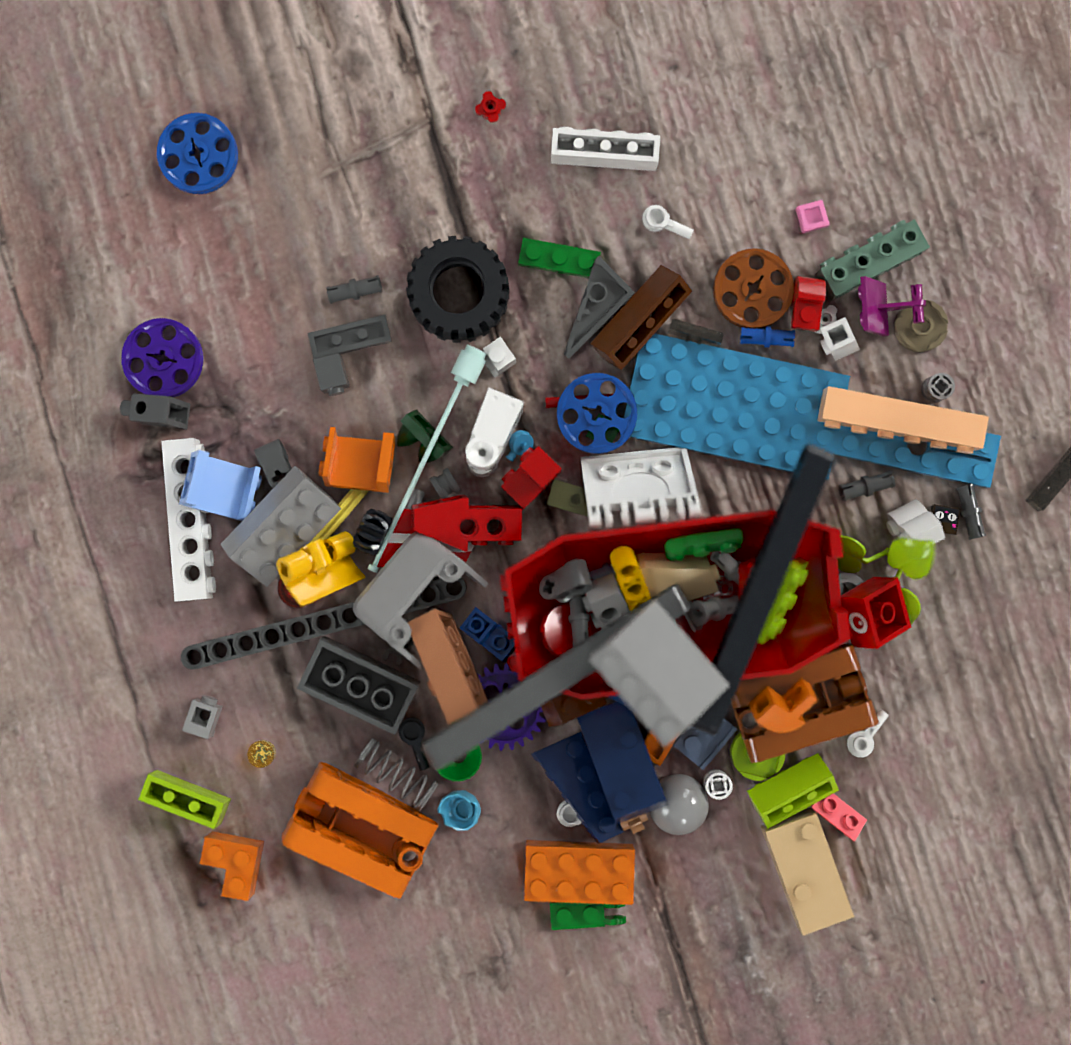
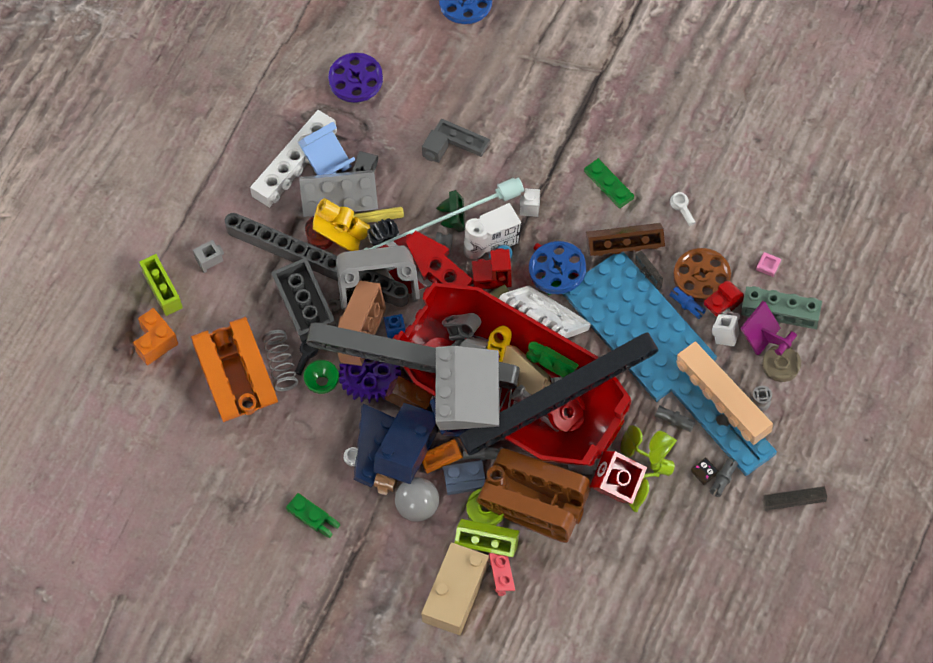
camera: 40 degrees right, 25 degrees down
(156, 411) = (330, 96): dark grey torso -> none
(261, 753) = (220, 299): clear yellow tile -> none
(354, 289) = (485, 117): dark grey pin -> none
(357, 462) = (407, 197): orange panel -> none
(458, 254) = (544, 134): black tyre -> none
(459, 810) = (296, 404): medium azure hair -> none
(490, 114) = (639, 91): red plate -> none
(579, 872) = (329, 487): orange brick -> none
(601, 299) = (614, 215): dark grey wing -> none
(605, 149) = (680, 146): white brick -> none
(713, 781) = (449, 508): white wheel -> none
(783, 712) = (515, 478): orange brick -> none
(785, 600) = (568, 421): lime plate -> none
(861, 742) = (550, 549): white plate -> none
(914, 522) = (682, 453): white brick -> none

